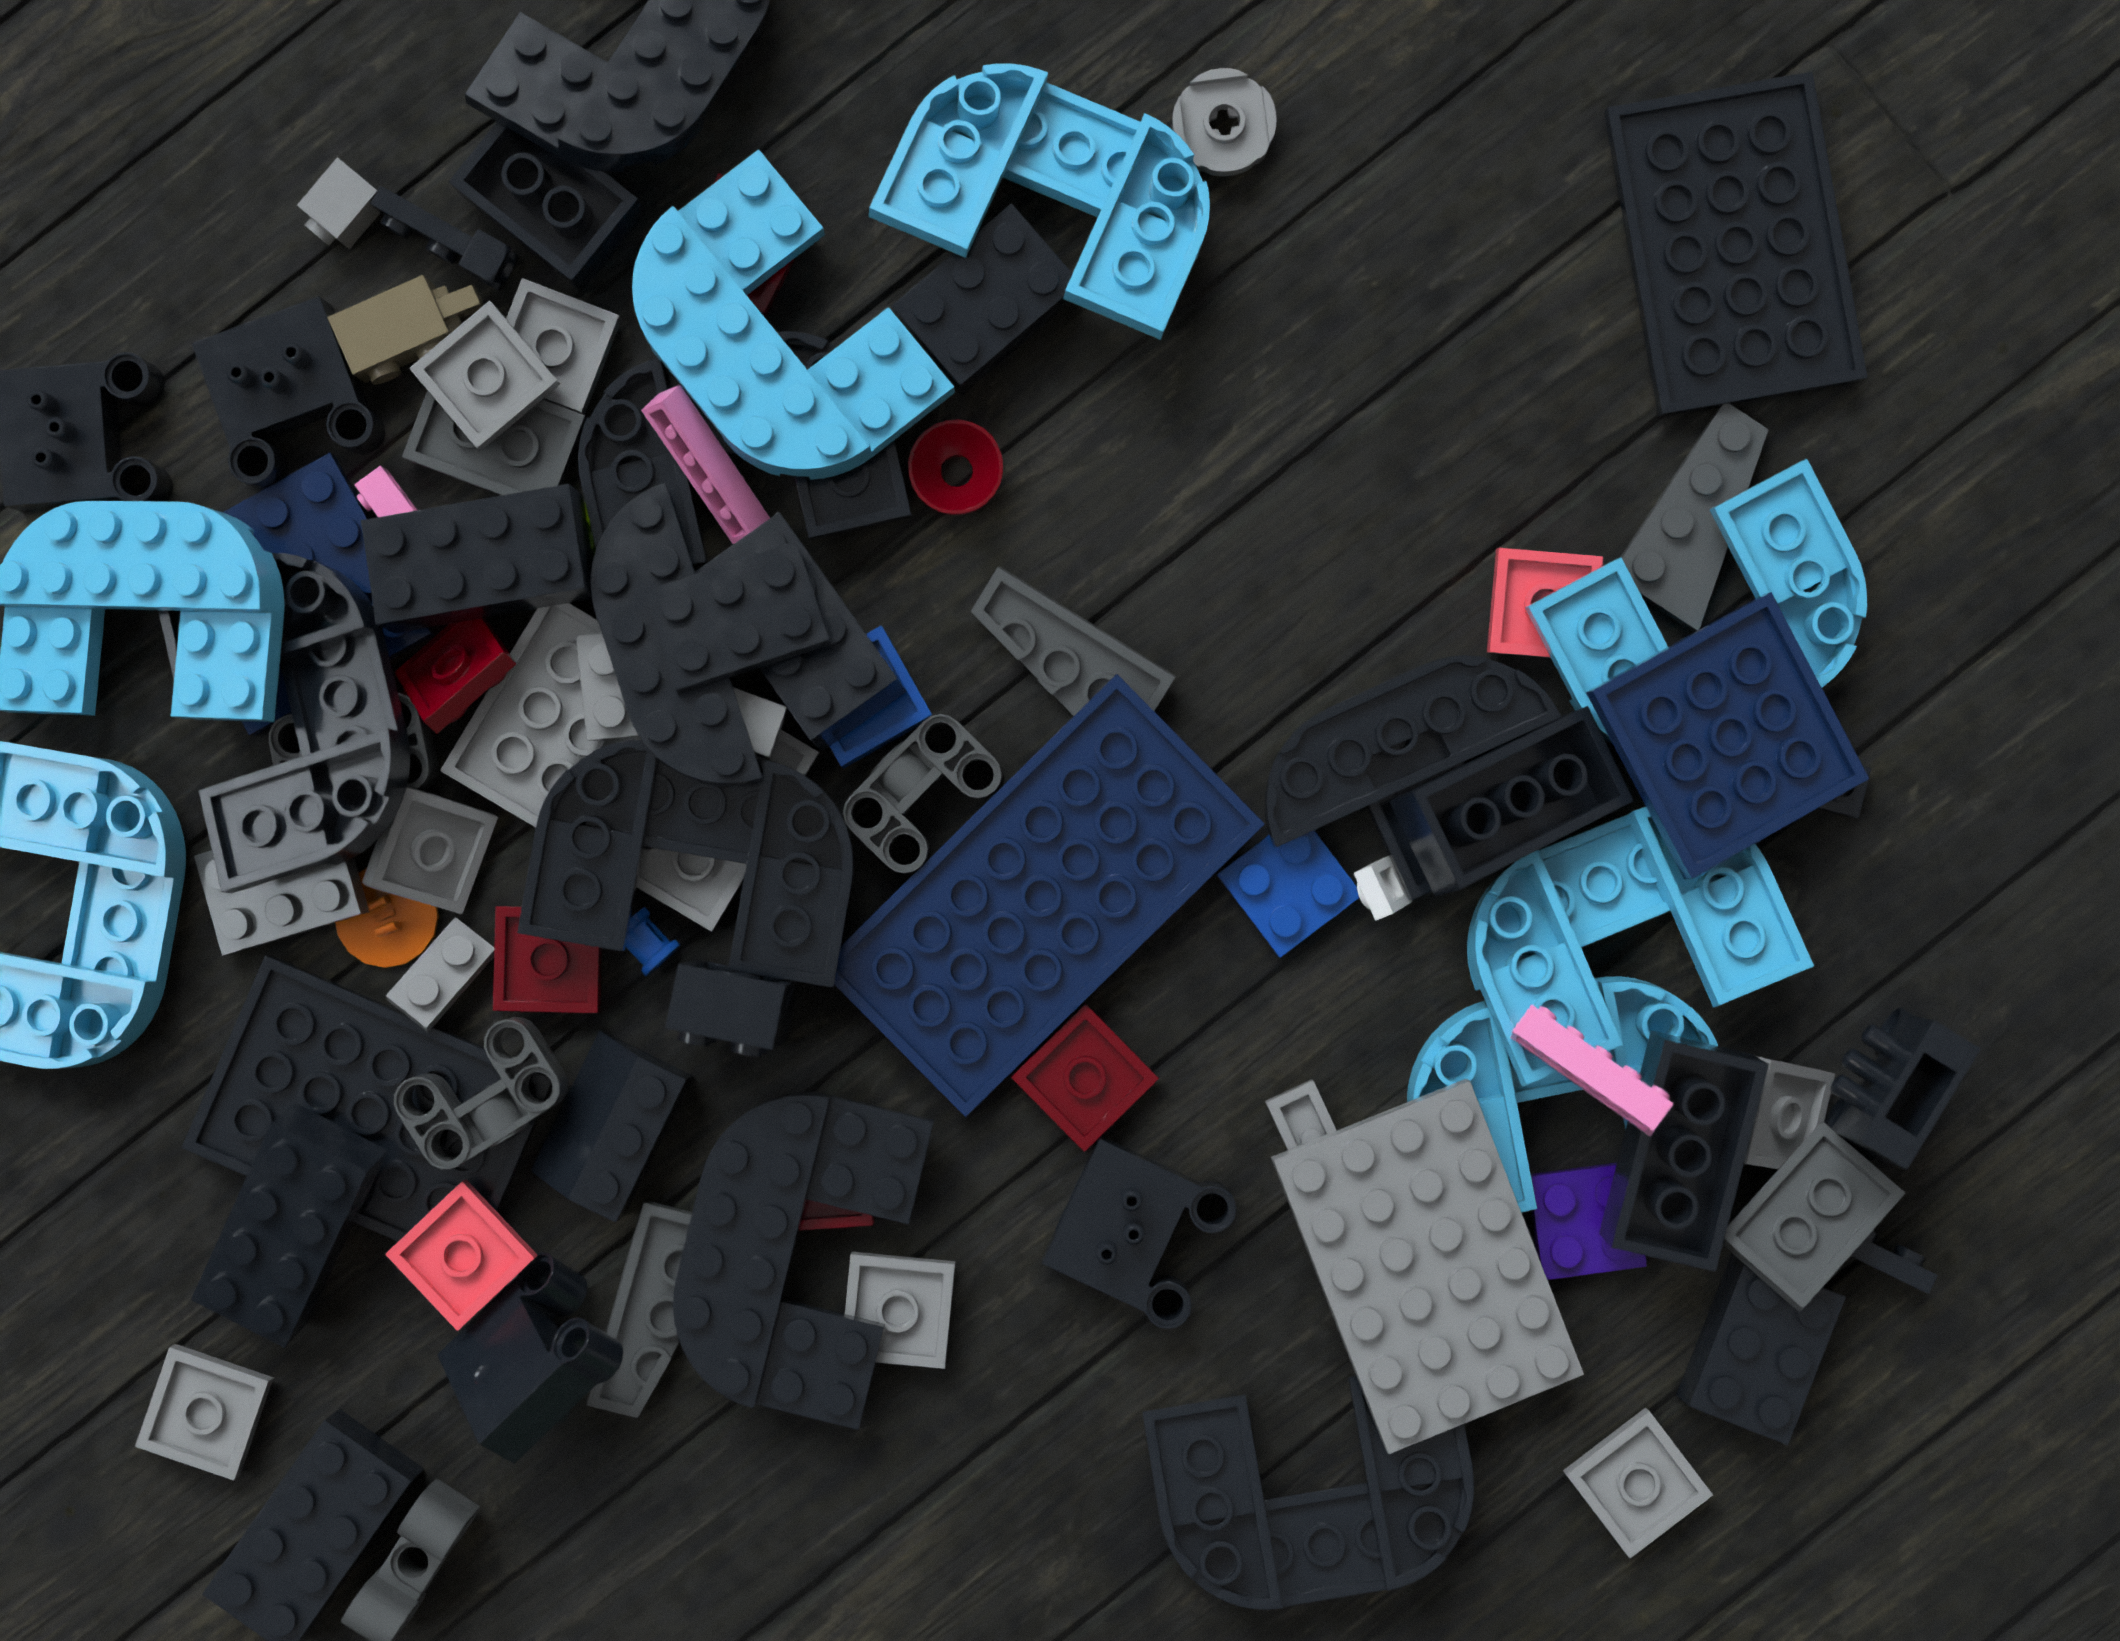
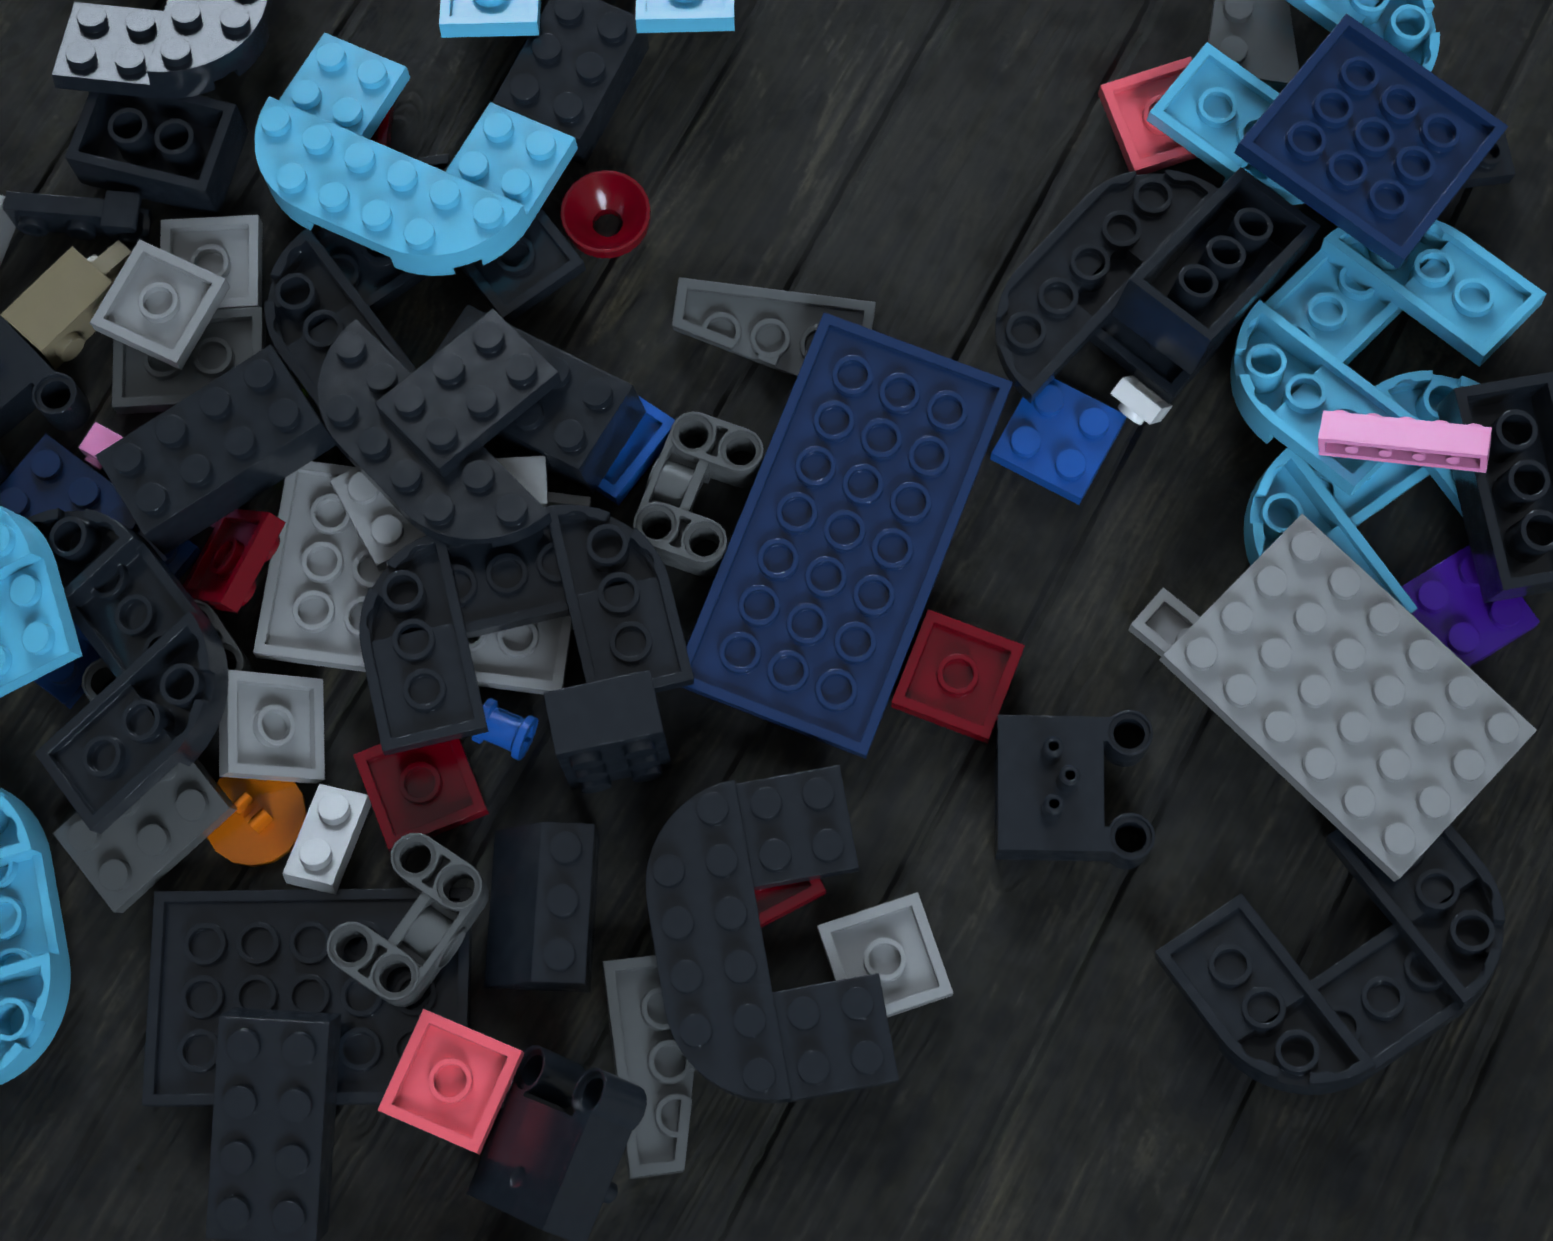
camera: 25 degrees left, 15 degrees down
(705, 463) = (383, 293): bright pink piece -> none

